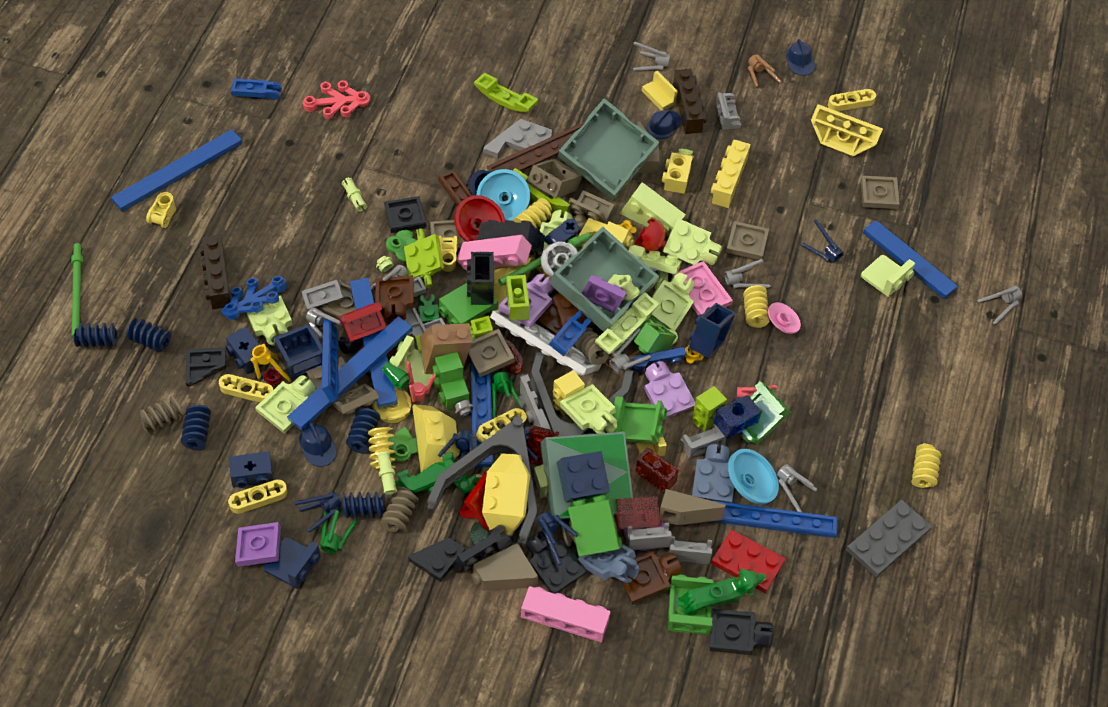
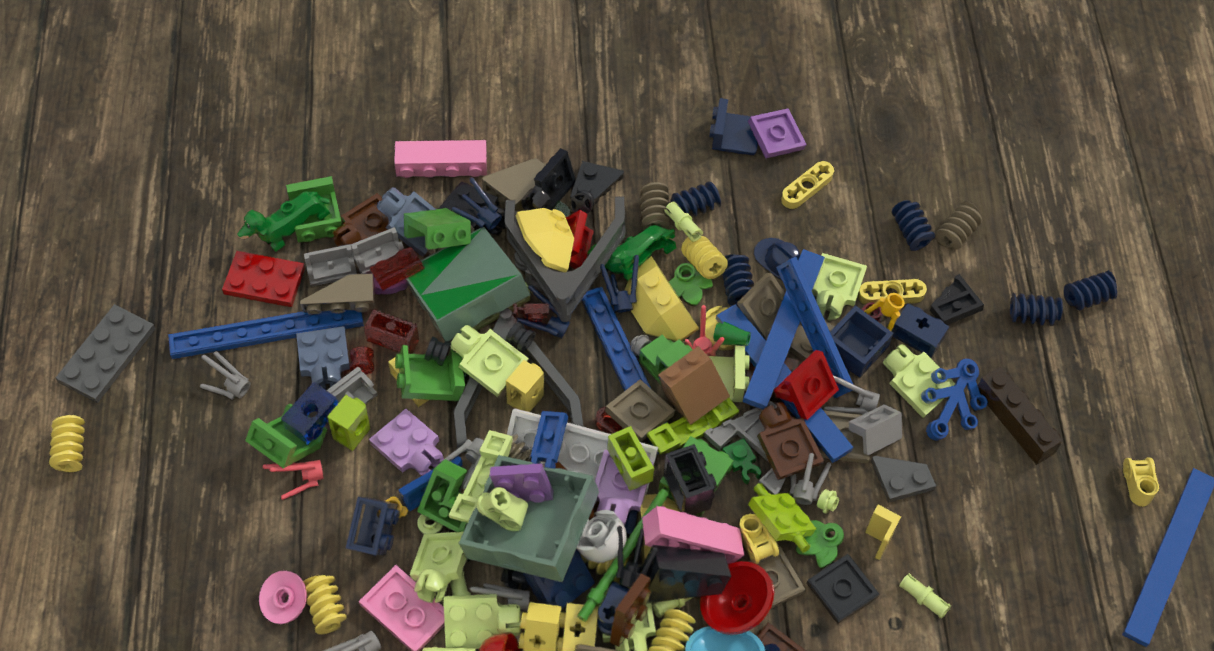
camera: 160 degrees right, 5 degrees up
(76, 261) = (1185, 380): bright green bar -> none
(250, 469) = (830, 203): dark blue brick -> none
(322, 264) = (902, 478): none -> dark grey wing
(328, 502) = (731, 195): dark blue plant -> none
(330, 543) = (709, 162): green plant -> none
(360, 226) = (882, 527): none -> light yellow panel
(458, 533) = (576, 204): none -> black wheel
(502, 384) = (609, 387): green plant -> none
(505, 418) = (573, 345): light yellow beam -> none
(529, 401) = (568, 366): light grey wing -> none
(543, 243) = (629, 573): none -> black plant
(560, 416) = (520, 336): none -> black wheel
(562, 211) = (630, 610): none -> reddish brown plate
(583, 476) = (459, 248): dark blue piece -> none
(631, 430) = (437, 351): none -> black wheel
(685, 461) = (362, 358): none -> clear red wheel
(738, 632) = (259, 194): black plate -> none
(753, 476) = (276, 358): medium azure dish -> none

